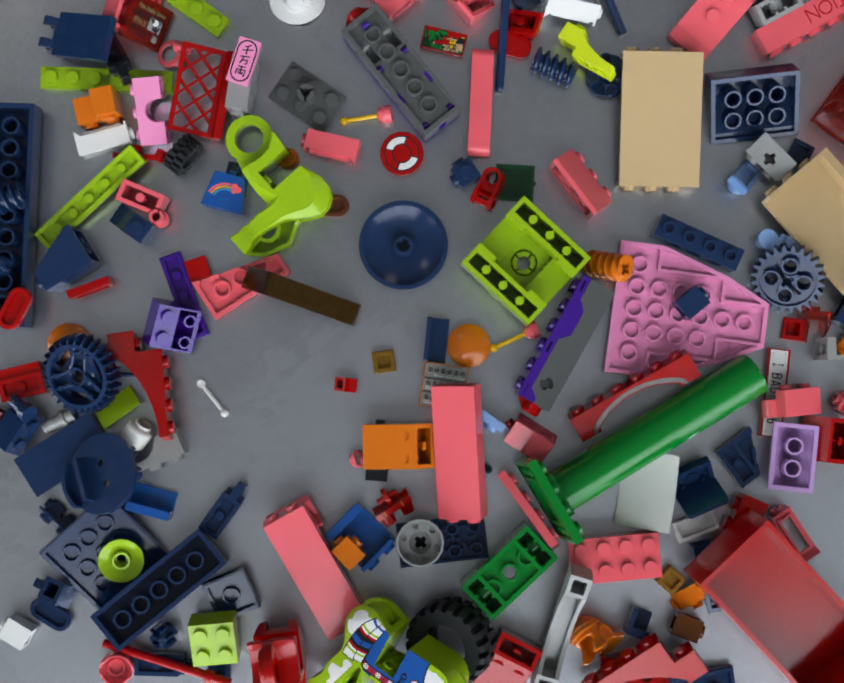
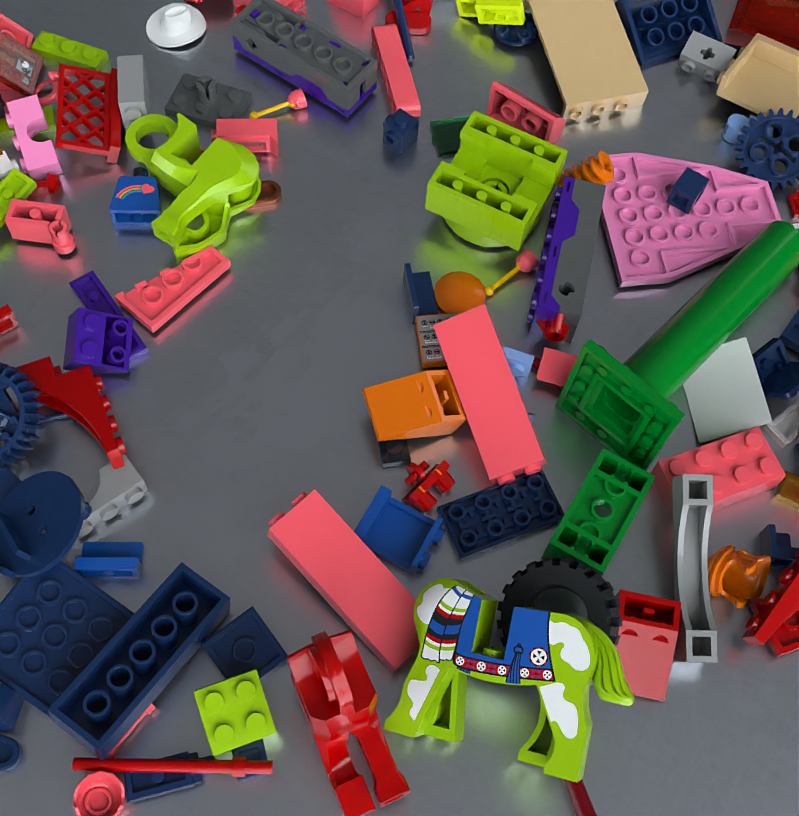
camera: 30 degrees left, 25 degrees down
(119, 570) = (79, 616): lime dish -> none
(124, 403) = (47, 454): lime slope -> none
(133, 224) = (34, 254): dark blue slope -> none
(137, 433) = (81, 473): white head -> none
(163, 635) = (160, 730): dark blue gear -> none
(183, 154) = (79, 170): black tyre -> none
(198, 268) = (118, 282): red tile -> none
(202, 384) = (148, 407): white hinge -> none
(223, 510) = (211, 542): dark blue hinge -> none
(244, 61) = (131, 58): bright pink tile -> none
(300, 295) = (250, 262): dark brown beam -> none
(345, 384) = (328, 364): red piece -> none
(348, 550) = (389, 545): orange brick -> none
(352, 459) = (361, 446): coral hinge -> none
(383, 361) = (366, 332): pearl gold tile -> none
(401, 153) = (325, 132): tile -> none
(403, 245) = (354, 206): dark blue dish -> none
(420, 555) = (477, 488): light grey wheel -> none
(443, 41) = (347, 30): tile -> none
(488, 190) = (430, 141): red piece -> none
(536, 516) = (589, 438): coral wing -> none
(553, 67) = (460, 27): dark blue piece -> none
(676, 369) = (627, 332): red arch -> none
(697, 243) = (668, 141): dark blue brick -> none
(743, 178) = (685, 84): medium blue tile -> none

